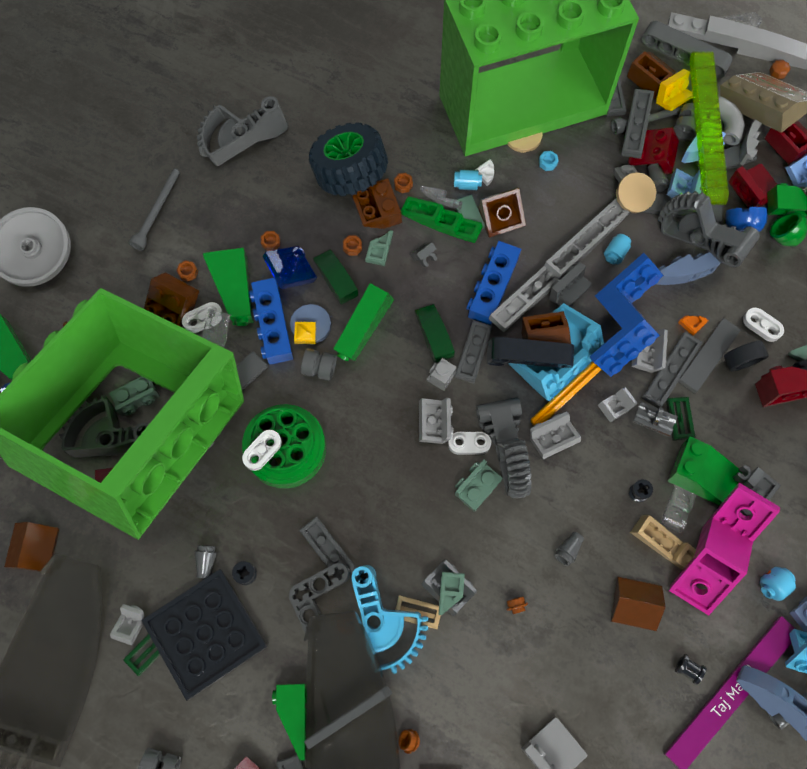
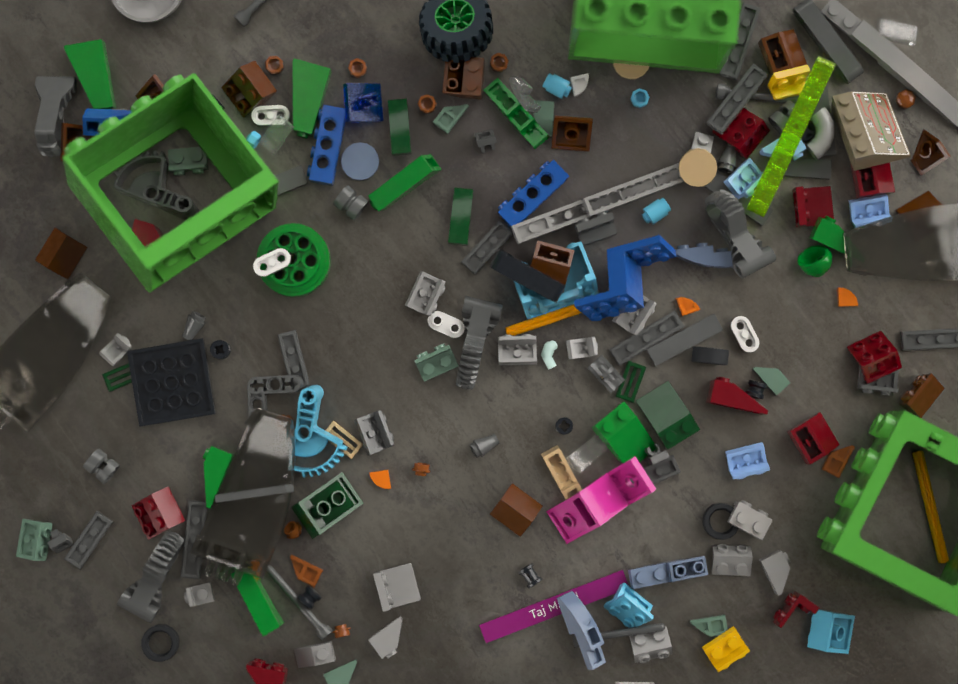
camera: 25 degrees right, 15 degrees up
(305, 333) = (351, 169): yellow tile -> none
(434, 694) = (327, 505): none -> dark green slope
(441, 374) = (449, 256): light grey brick -> none
(451, 590) = (373, 436): sand green tile -> none
(479, 636) = (381, 478): none -> orange tile
(584, 426) = (547, 352): none -> light aqua arm
(737, 434) = (667, 415): none -> dark green slope
(741, 218) = (781, 236): blue cylinder -> none
(749, 143) = (824, 167): light grey slope -> none
(777, 583) = (632, 544): medium azure head -> none

